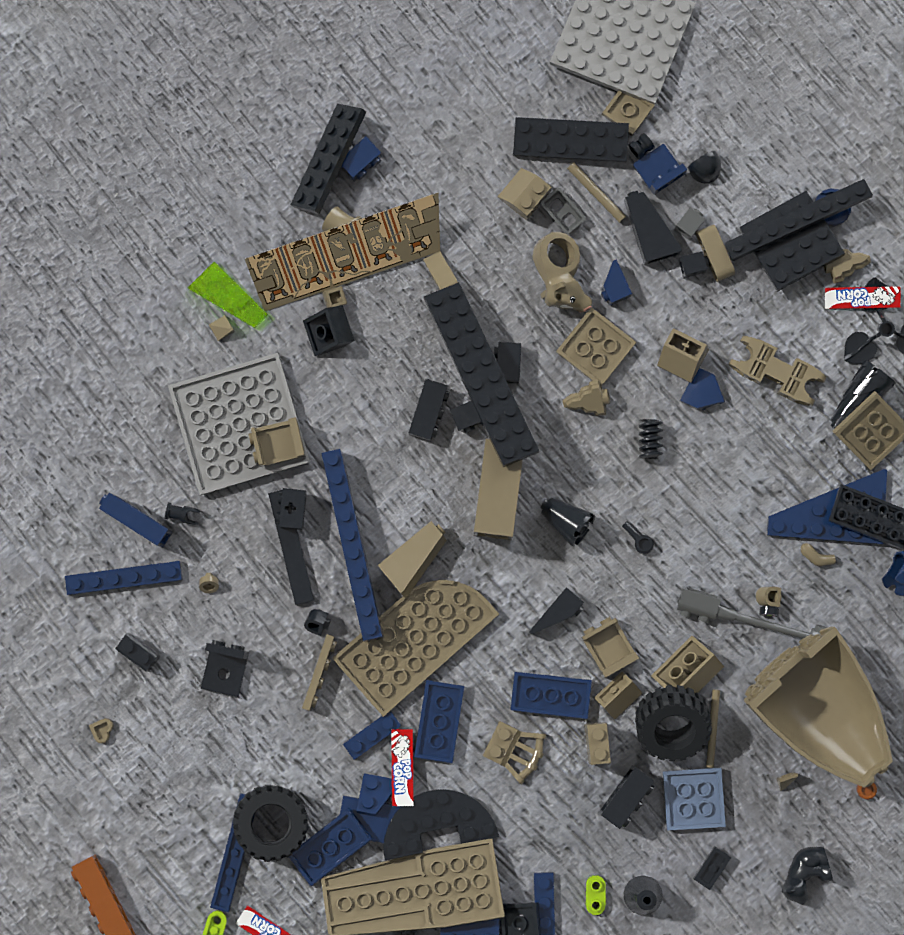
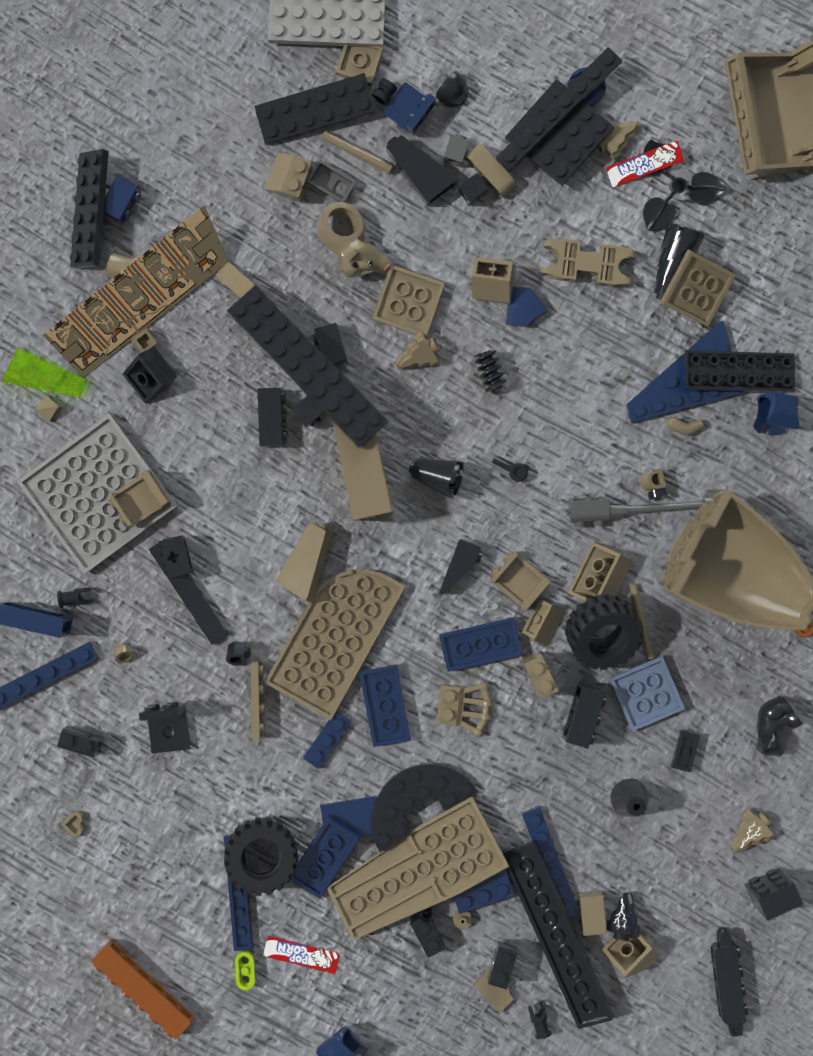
camera: 20 degrees left, 5 degrees up
(352, 545) = (244, 570): dark blue brick -> none
(373, 794) = (348, 793): dark blue wing -> none
(402, 767) = (365, 760): sticker -> none
(595, 895) = (586, 813): lime plate -> none
(615, 286) = (406, 235): dark blue slope -> none
(786, 780) = (726, 645): dark tan slope -> none

